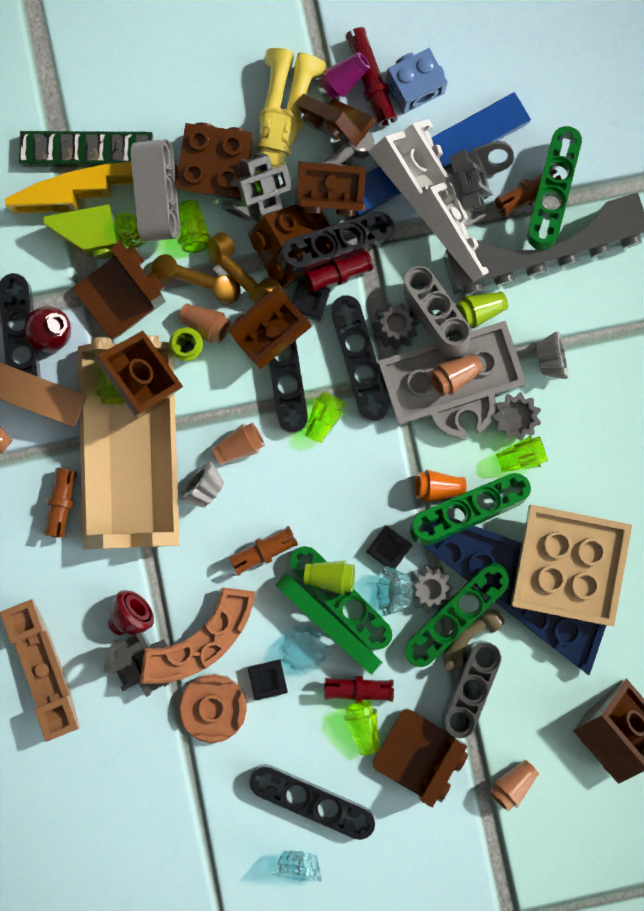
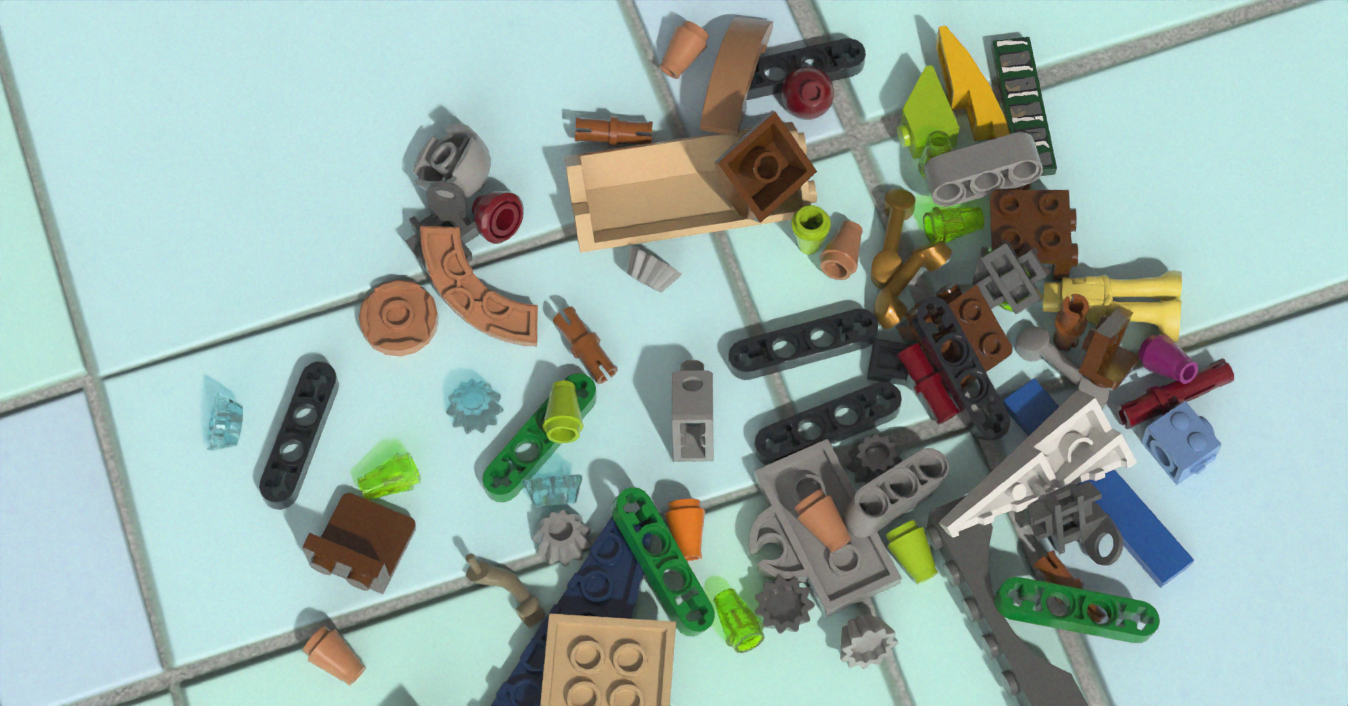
camera: 90 degrees right, 20 degrees down
(42, 669) = (398, 152): medium nougat slope -> none
(77, 648) = (455, 159): none -> light grey cylinder
(120, 291) = (864, 159): reddish brown bracket -> none
(239, 444) = (707, 305): nougat cone -> none
(267, 679) = (436, 371): black tile -> none
(268, 327) = (846, 308): reddish brown bracket -> none
(306, 143) = (1070, 322): none -> dark orange pin
(324, 416) = (753, 391): clear neon green cone -> none
(328, 623) = (506, 423): green beam -> none
(330, 187) = (1024, 355): reddish brown bracket -> none
(353, 469) = (692, 404): none -> light grey torso
(358, 689) = (433, 467): dark red pin -> none
(389, 548) = (604, 483): black tile -> none
(460, 618) = (535, 558): green beam -> none
(474, 705) = (433, 577): dark grey beam -> none

